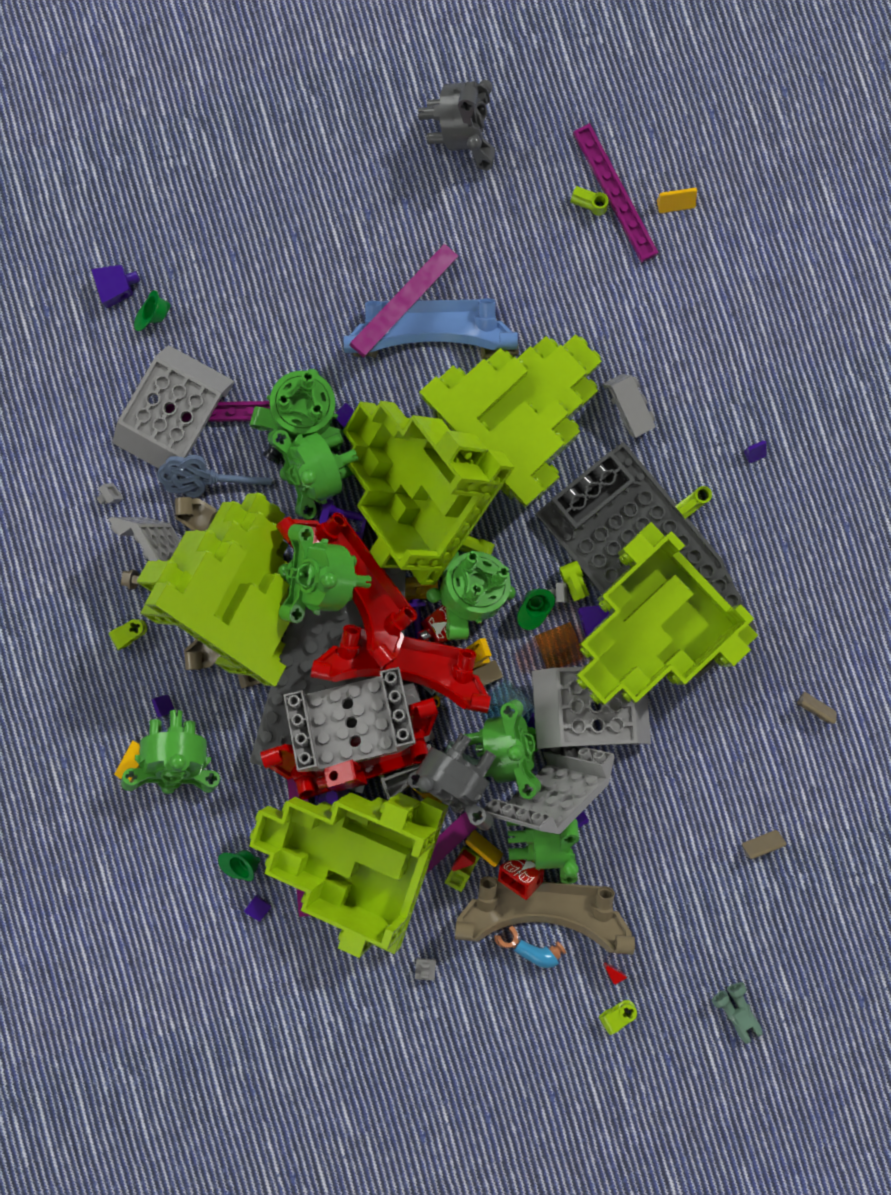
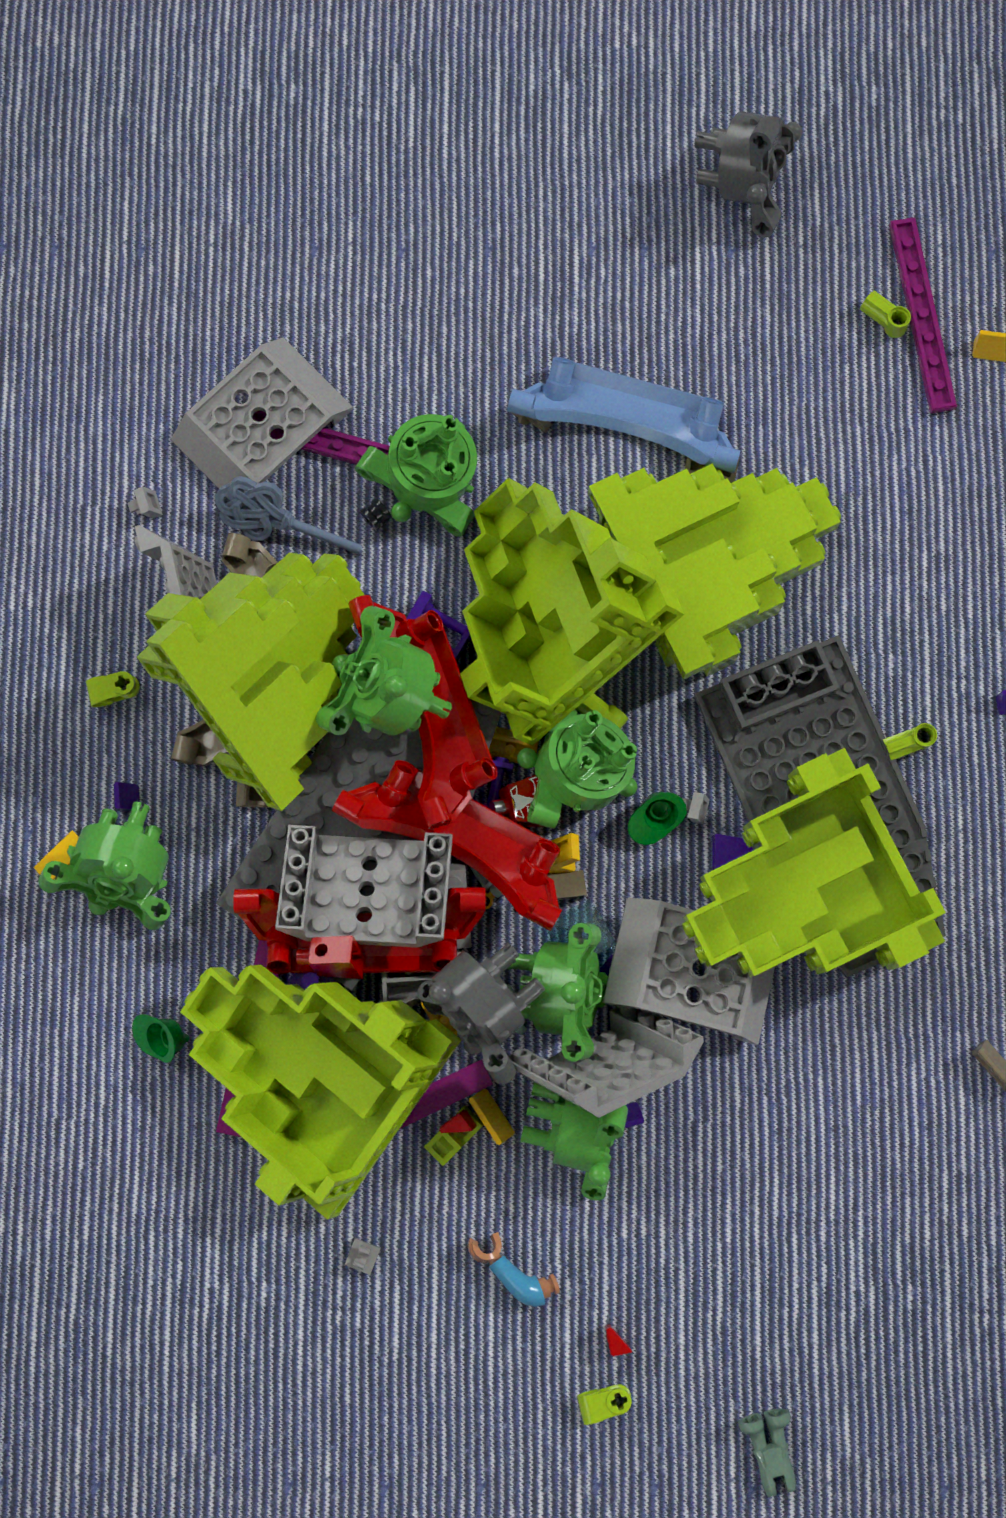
camera: 15 degrees right, 5 degrees down
(114, 284) = (238, 240): dark purple torso -> none
(129, 579) = (138, 621): dark tan piece -> none
(152, 311) = (275, 289): green piece -> none
(257, 908) = (164, 1103): dark purple slope -> none
(312, 467) = (419, 545): bright green piece -> none
(344, 414) = (481, 491): dark purple slope -> none
(403, 300) = (604, 368): magenta tile -> none
(521, 877) = (529, 1169): red torso -> none
(558, 646) = (673, 876): clear orange slope -> none
(568, 905) = (585, 1231): dark tan panel -> none
(572, 575) = (718, 789): lime piece -> none
(630, 404) = (863, 589): light grey wedge -> none
(763, 844) = (871, 1229): dark tan slope -> none

